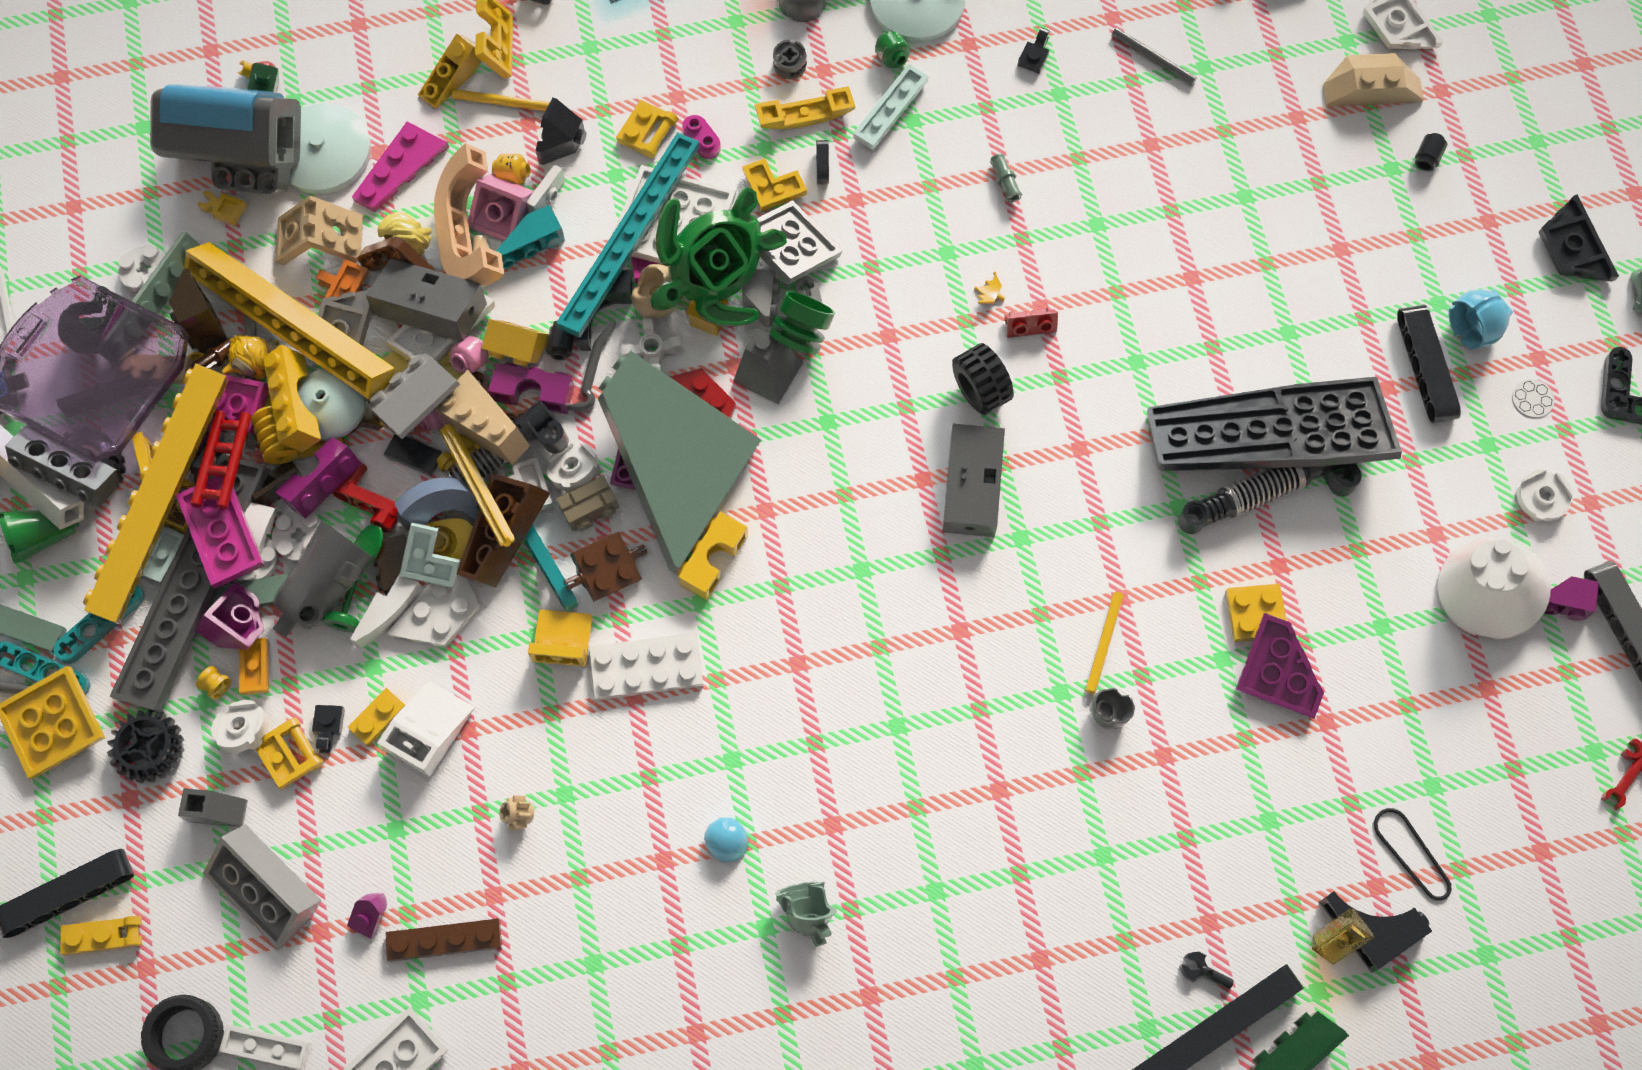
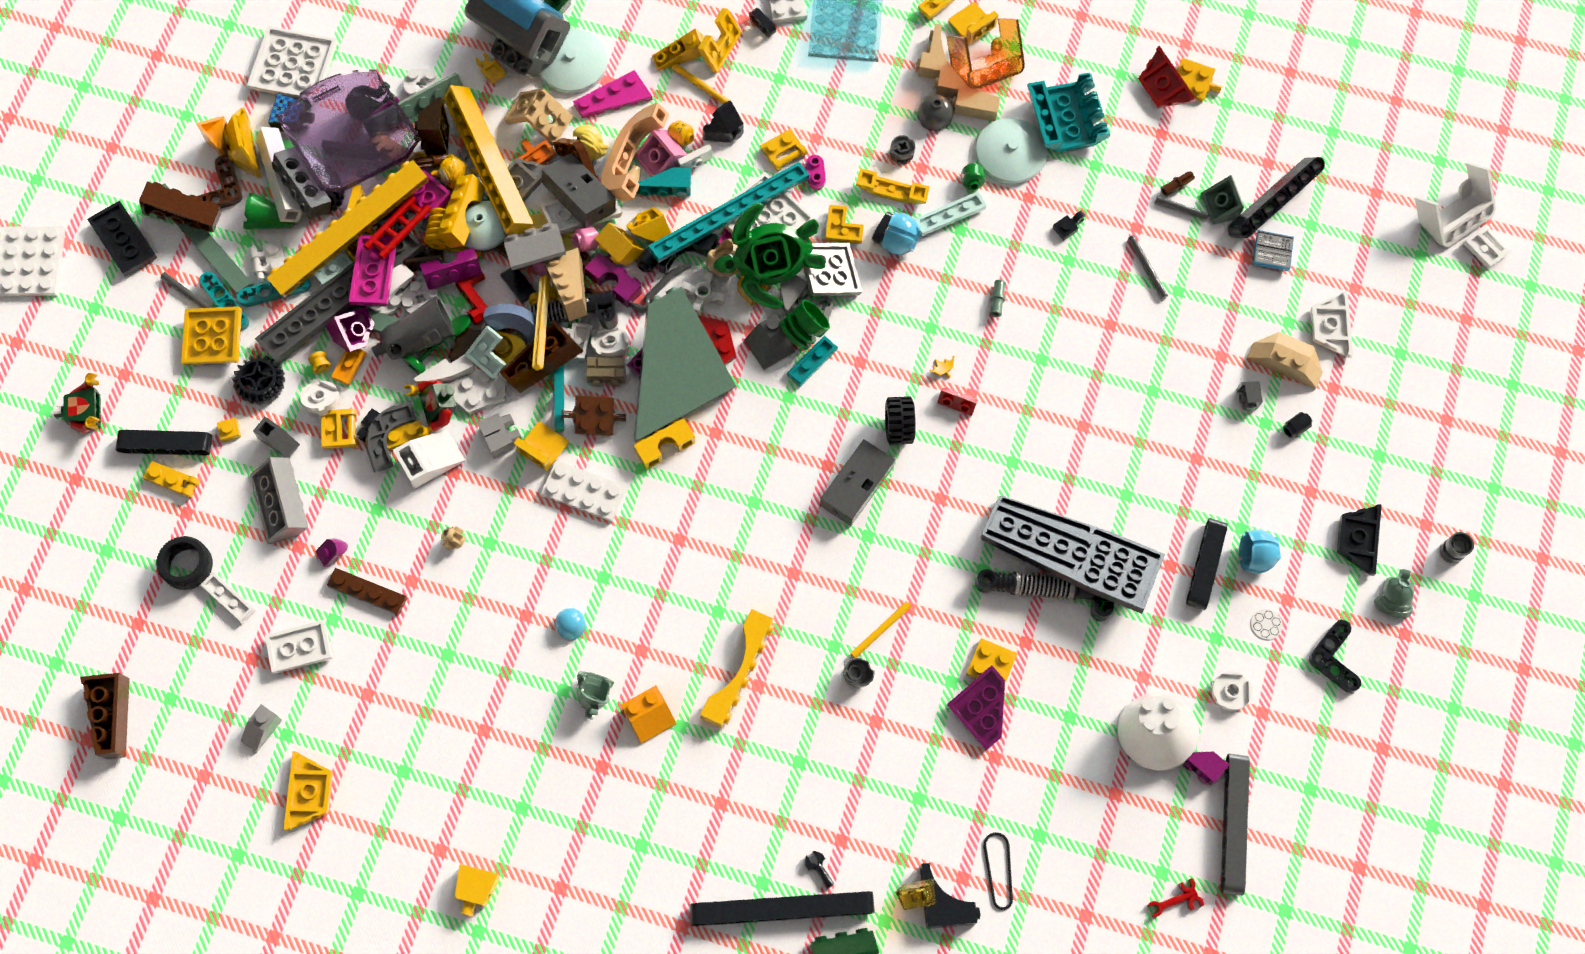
camera: 25 degrees right, 0 degrees up
(73, 578) = (274, 256): none -> white plate
(141, 831) = (228, 429): none -> yellow plate
(344, 732) = (378, 432): none -> dark grey plate
(398, 654) = (437, 404): none -> torso
(496, 654) = (496, 435): none -> light grey hips
(539, 298) = (649, 225): none -> yellow slope
(831, 363) = (812, 361): none -> teal tile
(851, 157) = (902, 234): none -> medium azure piece
(890, 898) = (648, 714): none -> light orange slope
(958, 726) = (719, 705): none -> yellow arch
(1359, 144) = (1250, 395): none -> dark grey brick

